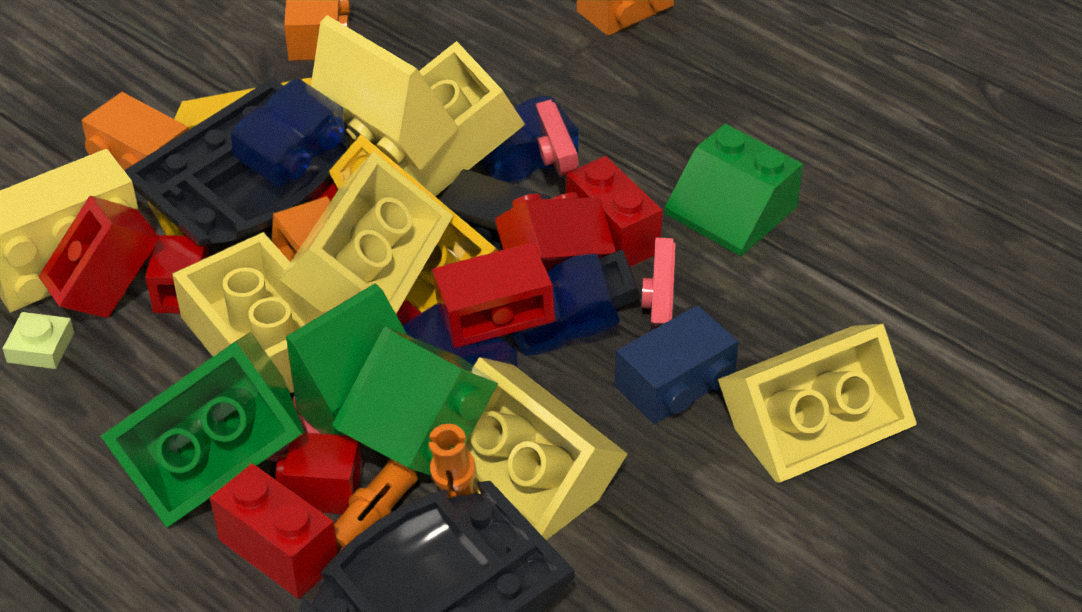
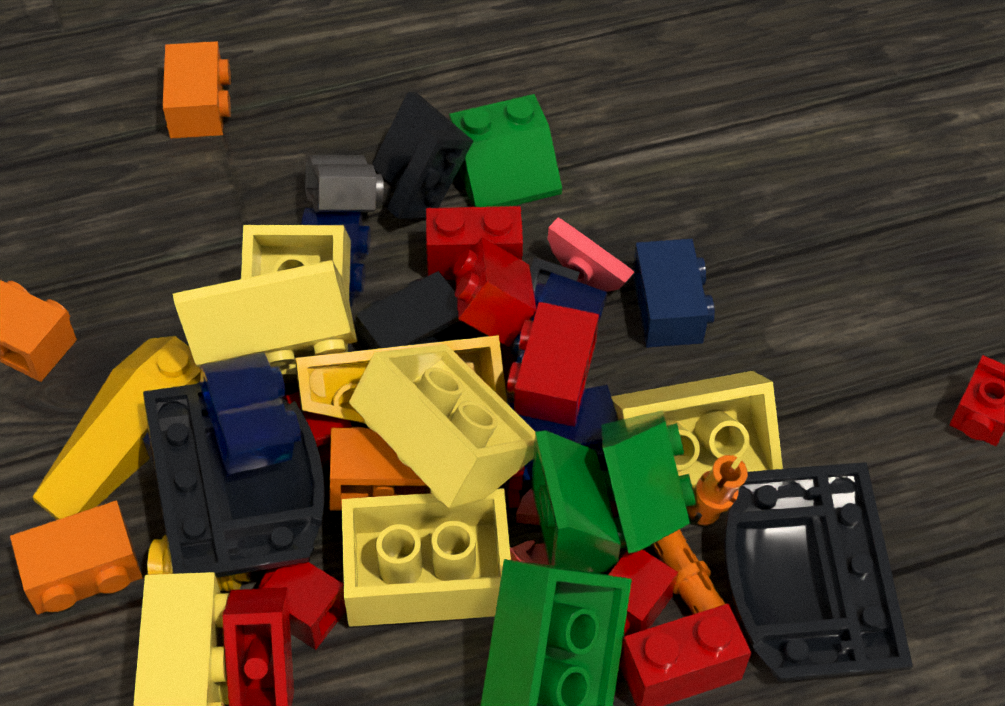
camera: 60 degrees left, 10 degrees up
(556, 143) = (387, 232): coral plate -> none
(593, 101) = (342, 183): none -> flat silver brick
(658, 135) = (420, 157): none -> black bracket
(819, 401) = (760, 228): light yellow slope -> none

